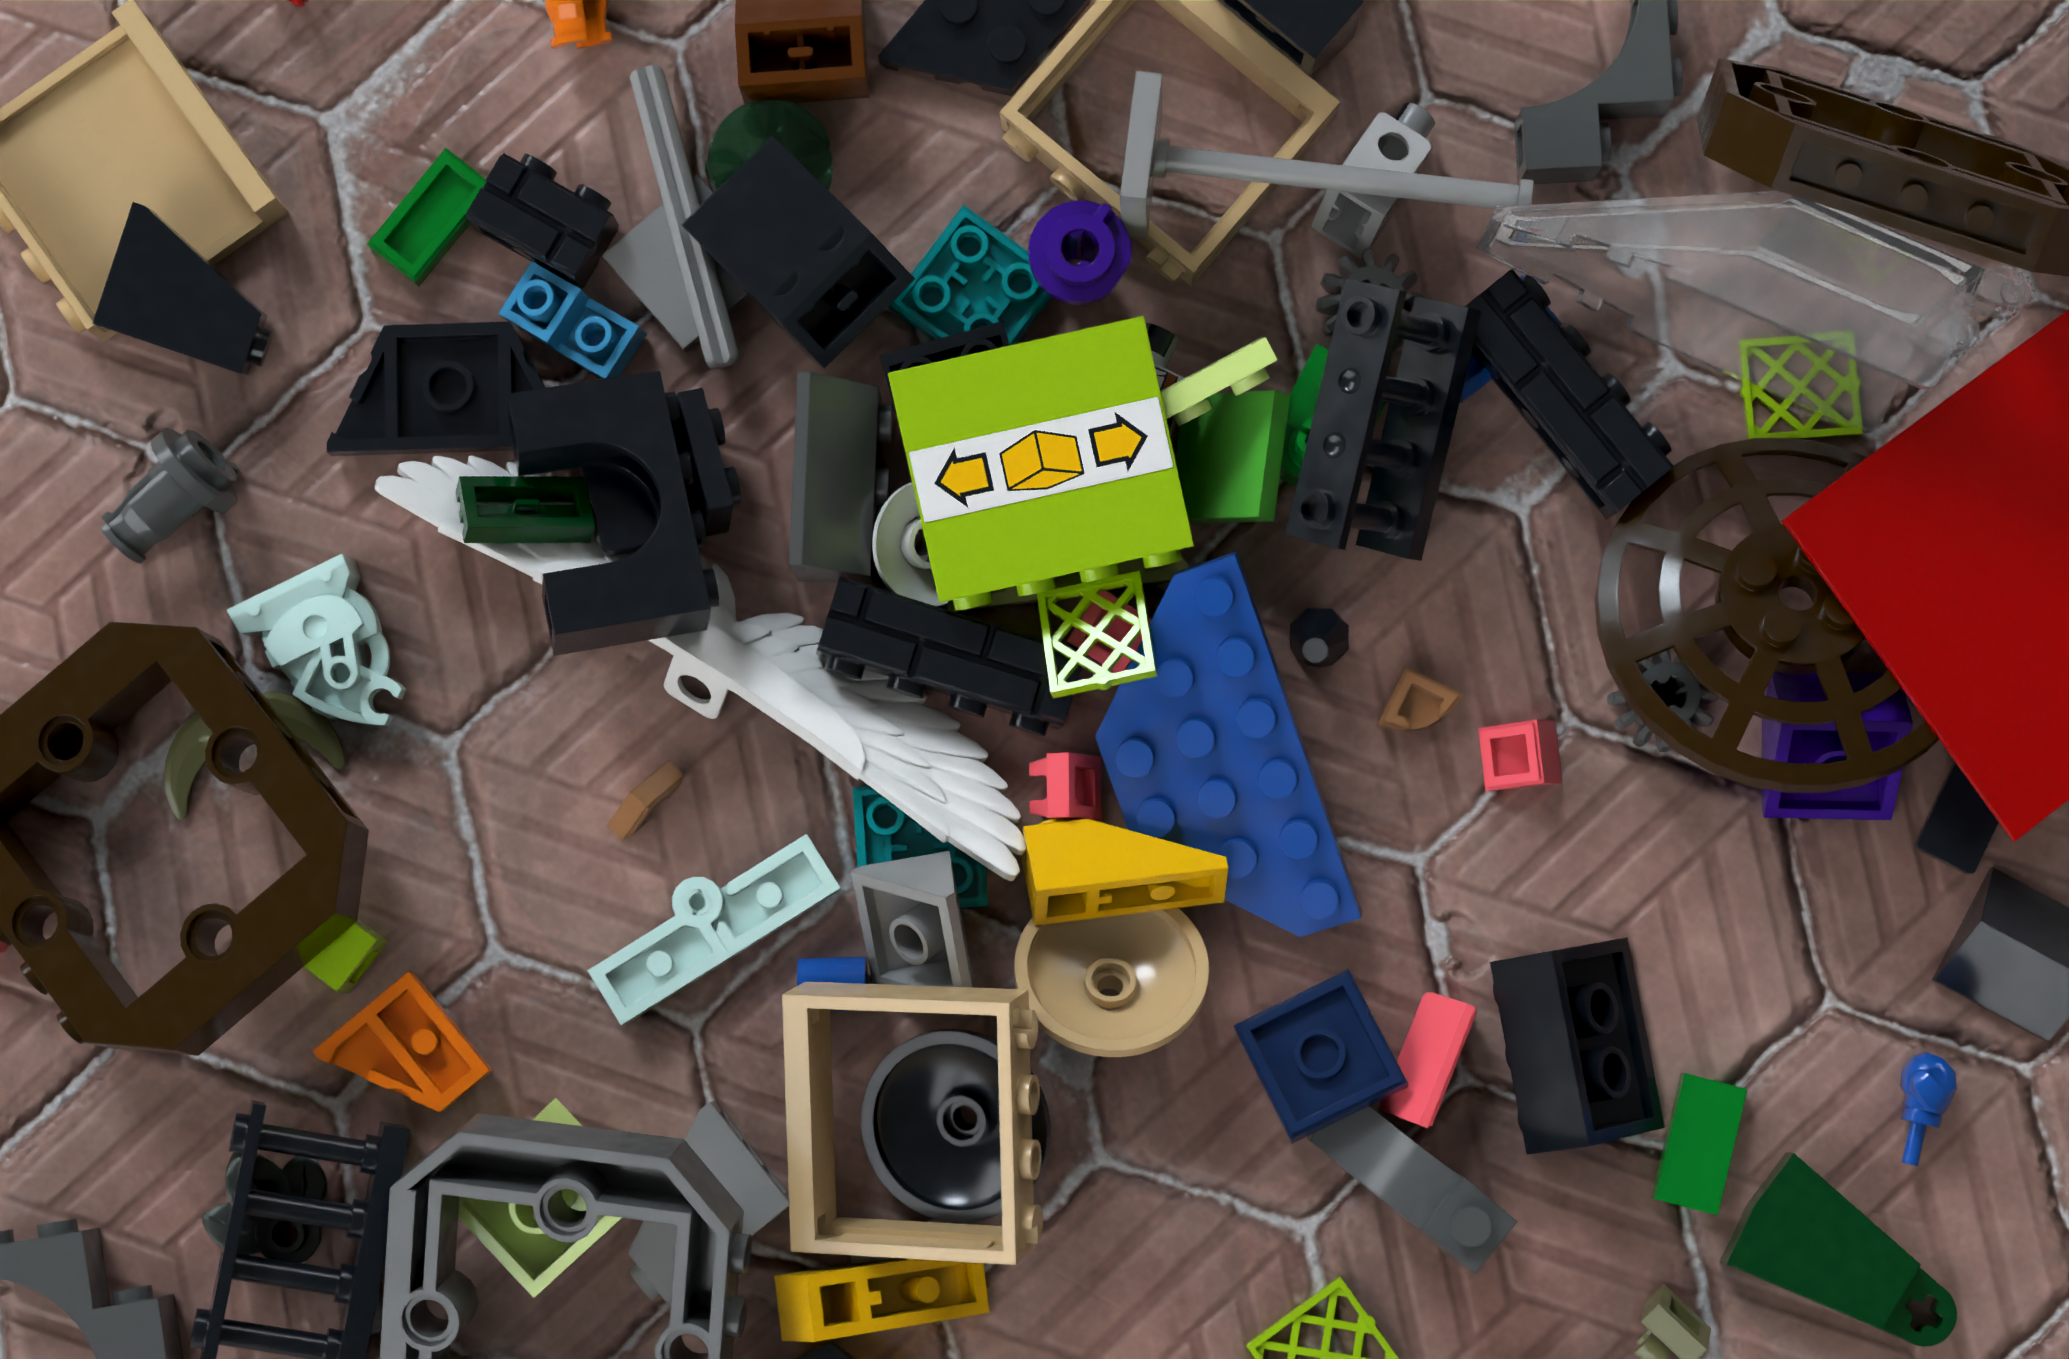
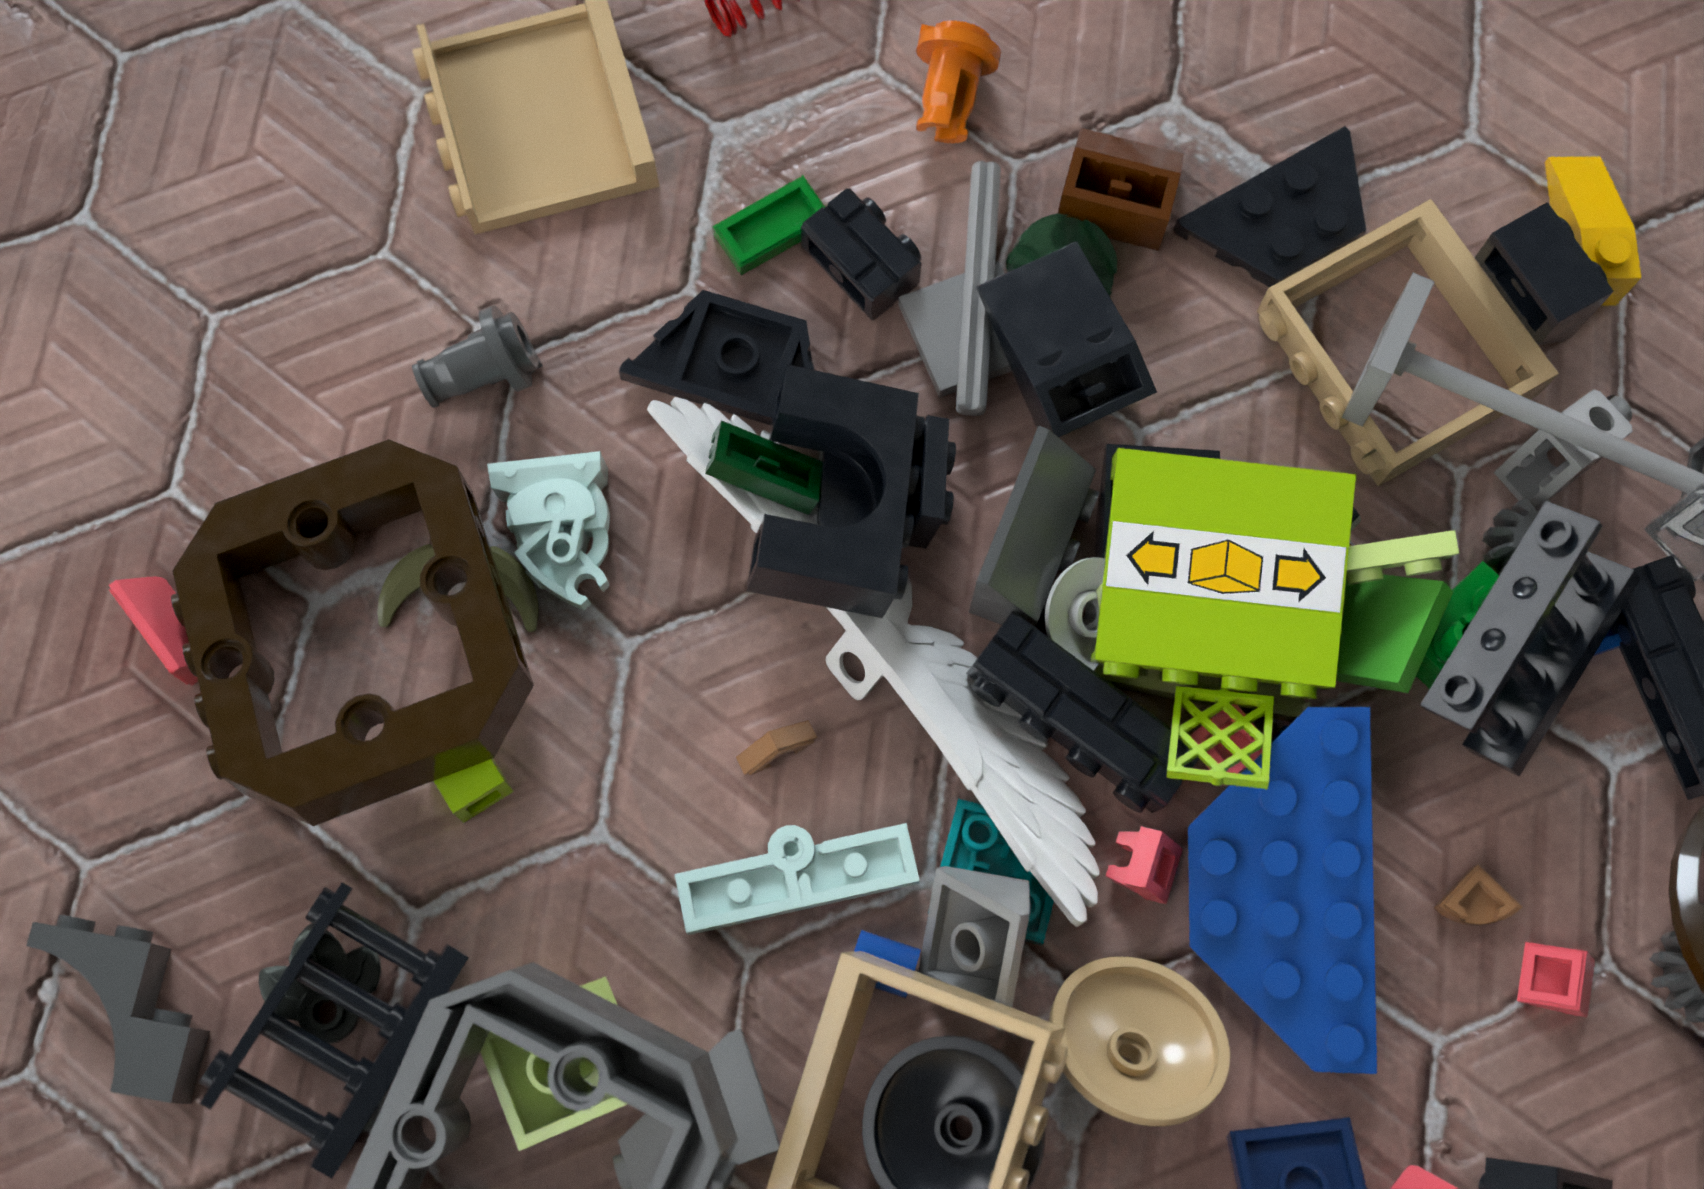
camera: 15 degrees right, 10 degrees down
(178, 299) = (545, 213): black slope -> none
(408, 1047) = (495, 886): orange wing -> none
(572, 323) = (852, 340): dark azure slope -> none
(972, 281) = (1199, 413): teal tile -> none
(1075, 232) = (1305, 417): dark purple piece -> none
(1107, 871) = (1160, 949): yellow slope -> none
(1319, 637) = (1406, 813): black rock -> none

